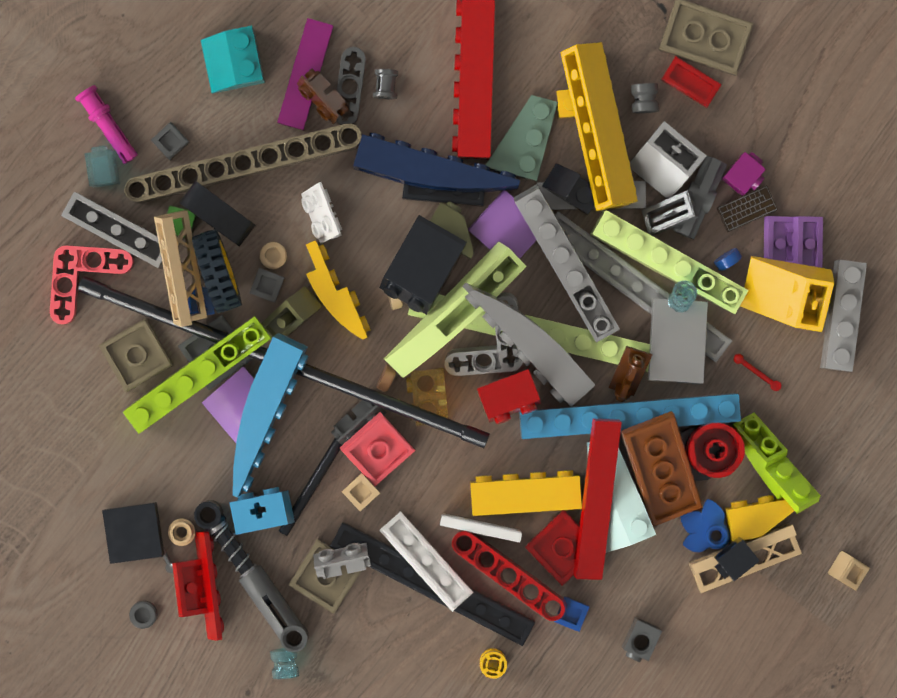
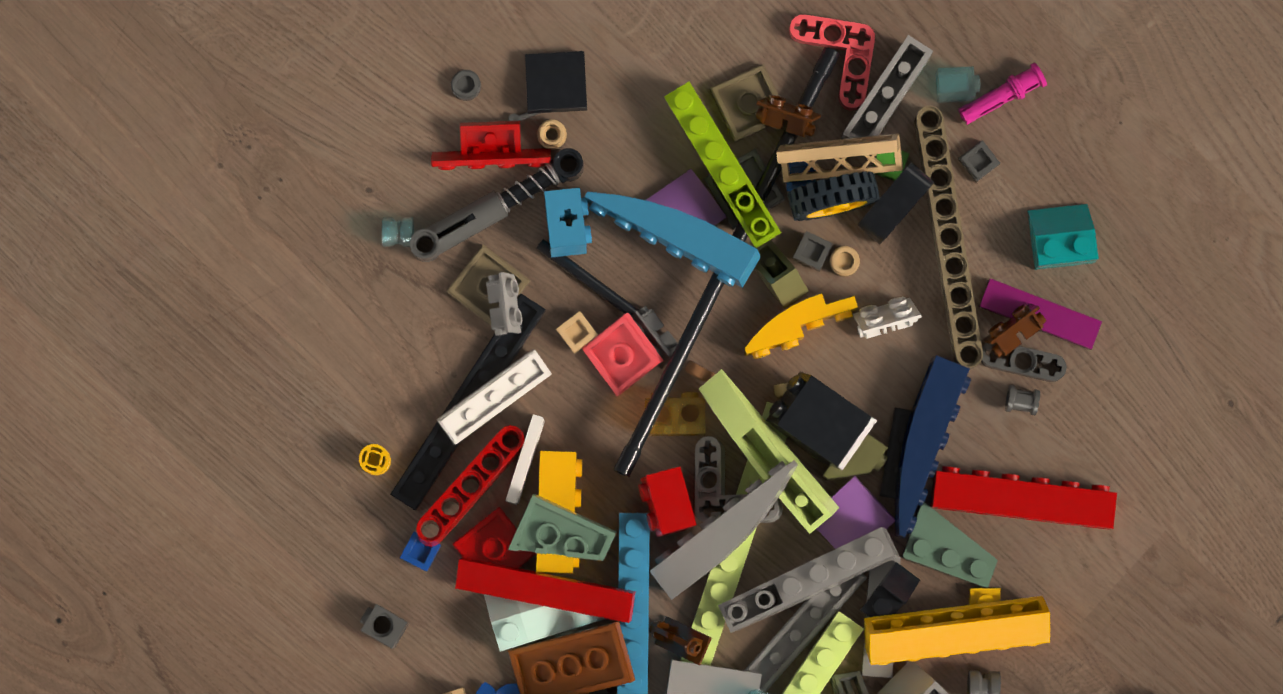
camera: 100 degrees right, 5 degrees down
(142, 329) = (776, 111): none -> reddish brown hinge
(543, 493) = (560, 531): none -> sand green wing

